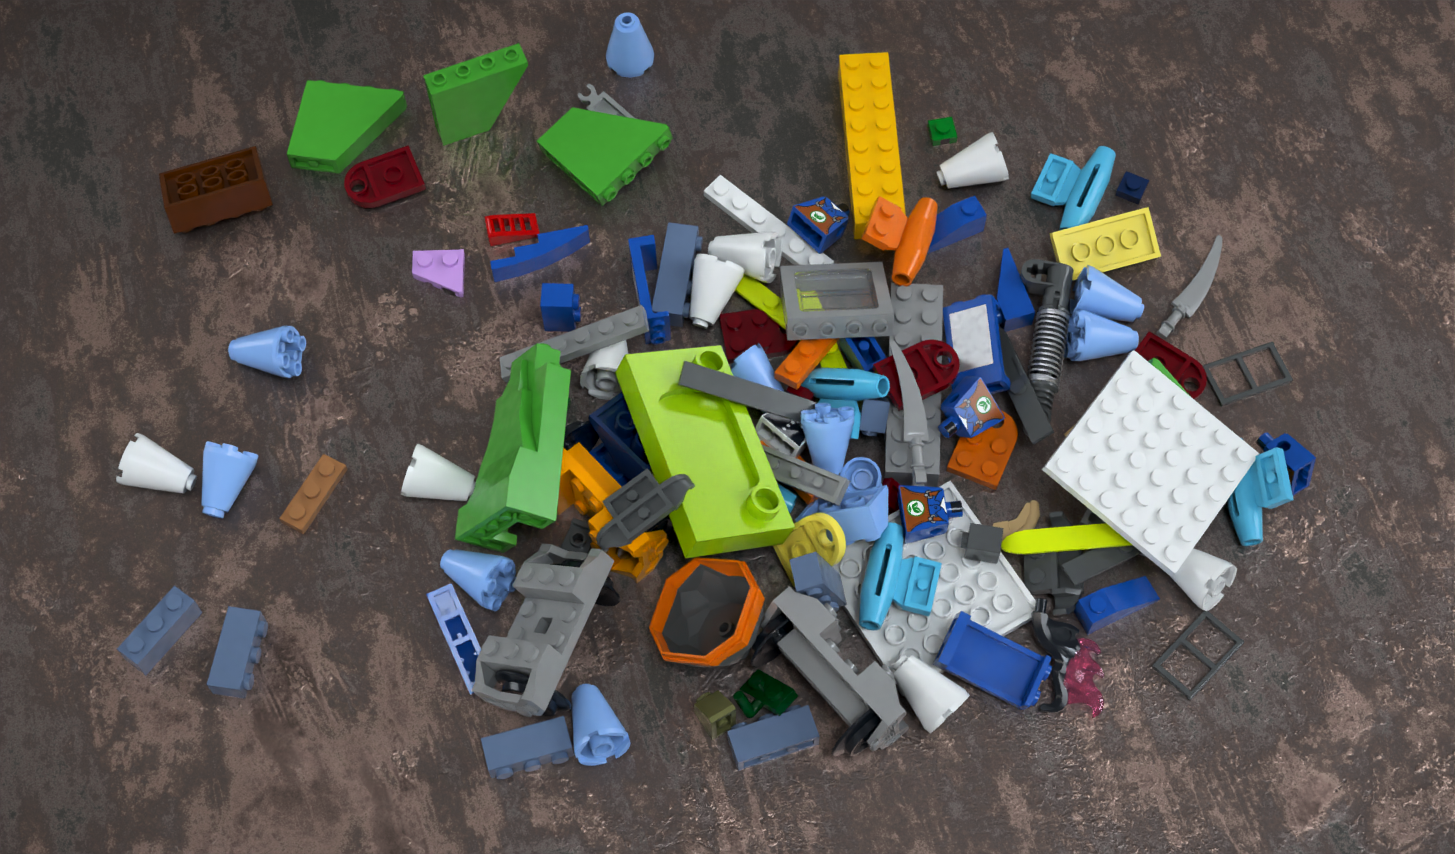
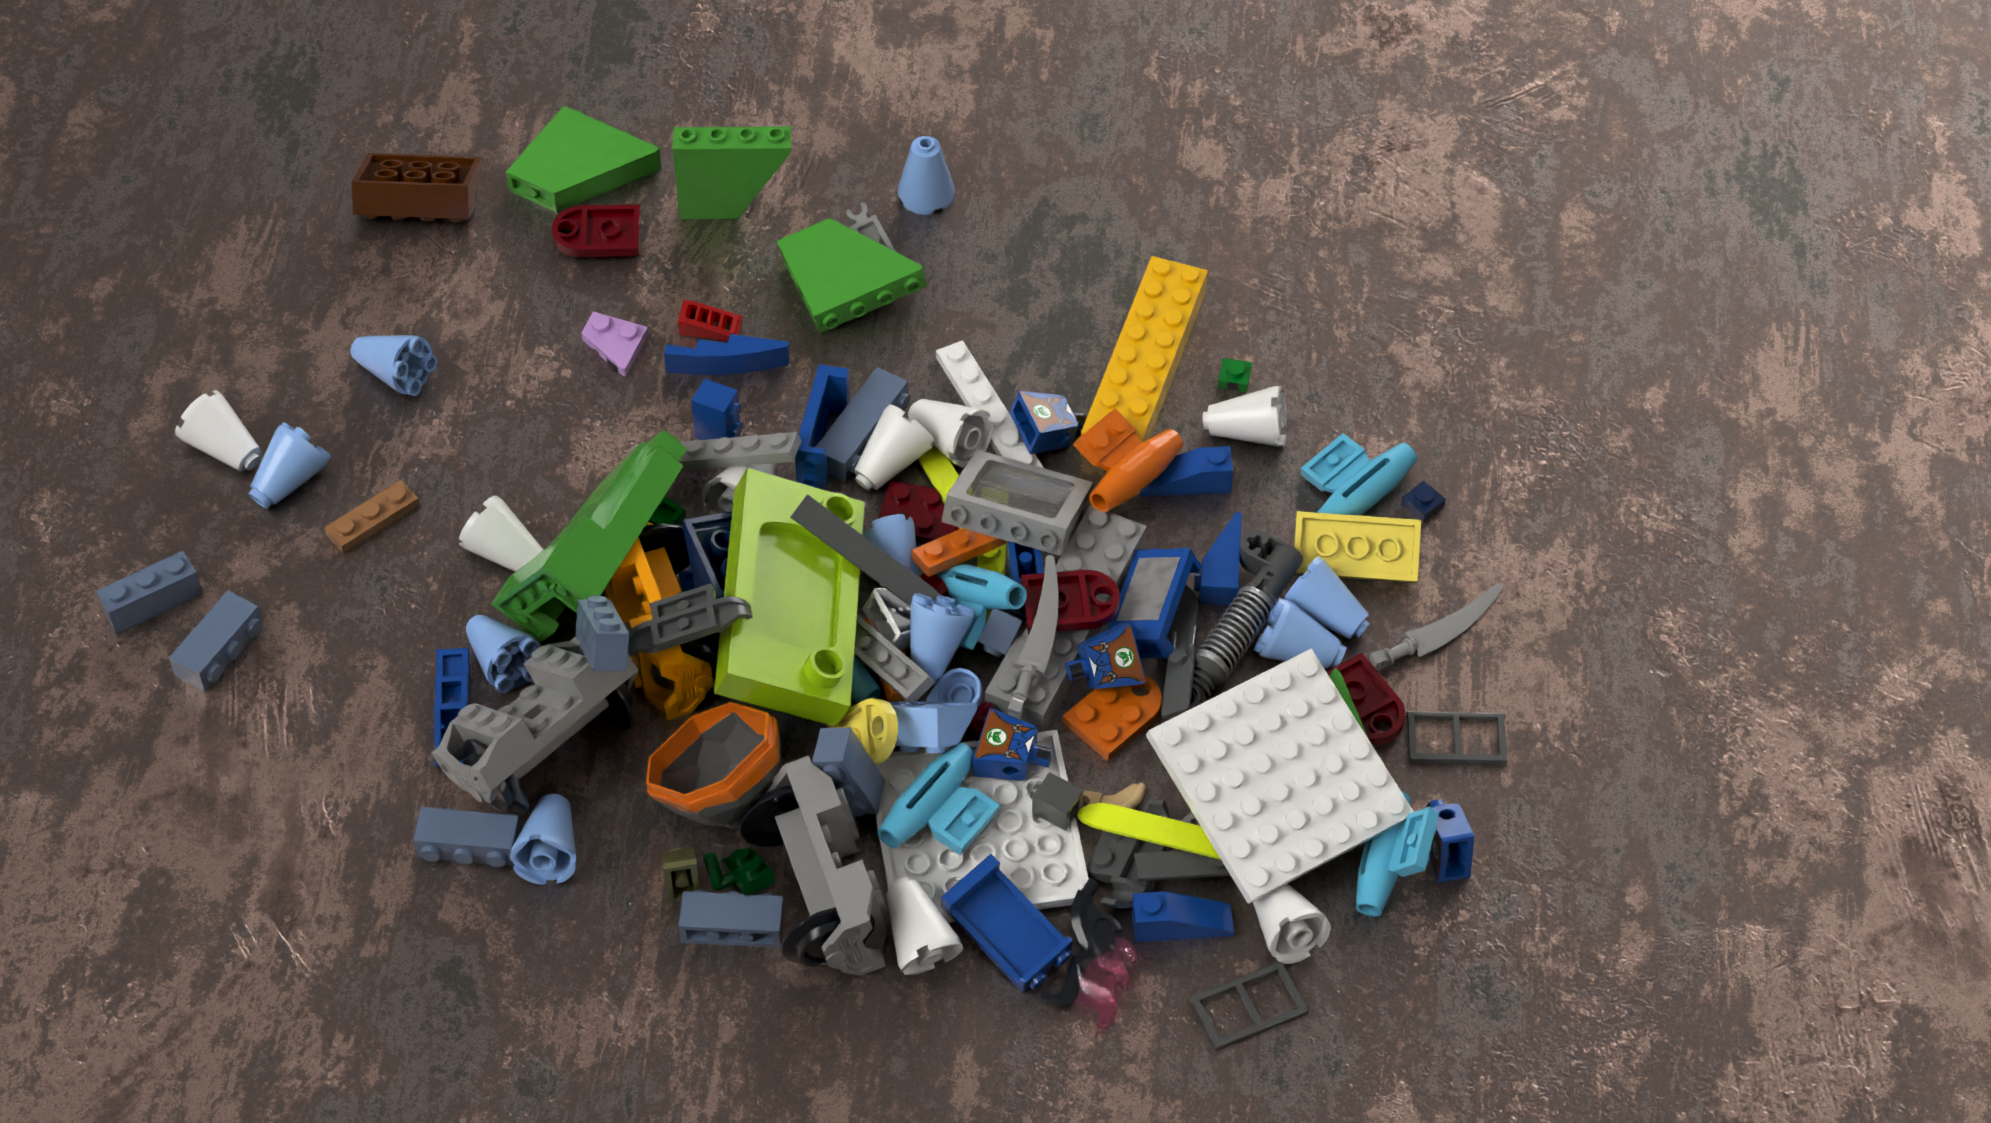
camera: 20 degrees right, 10 degrees down
(579, 545) = (602, 634): none -> sand blue brick

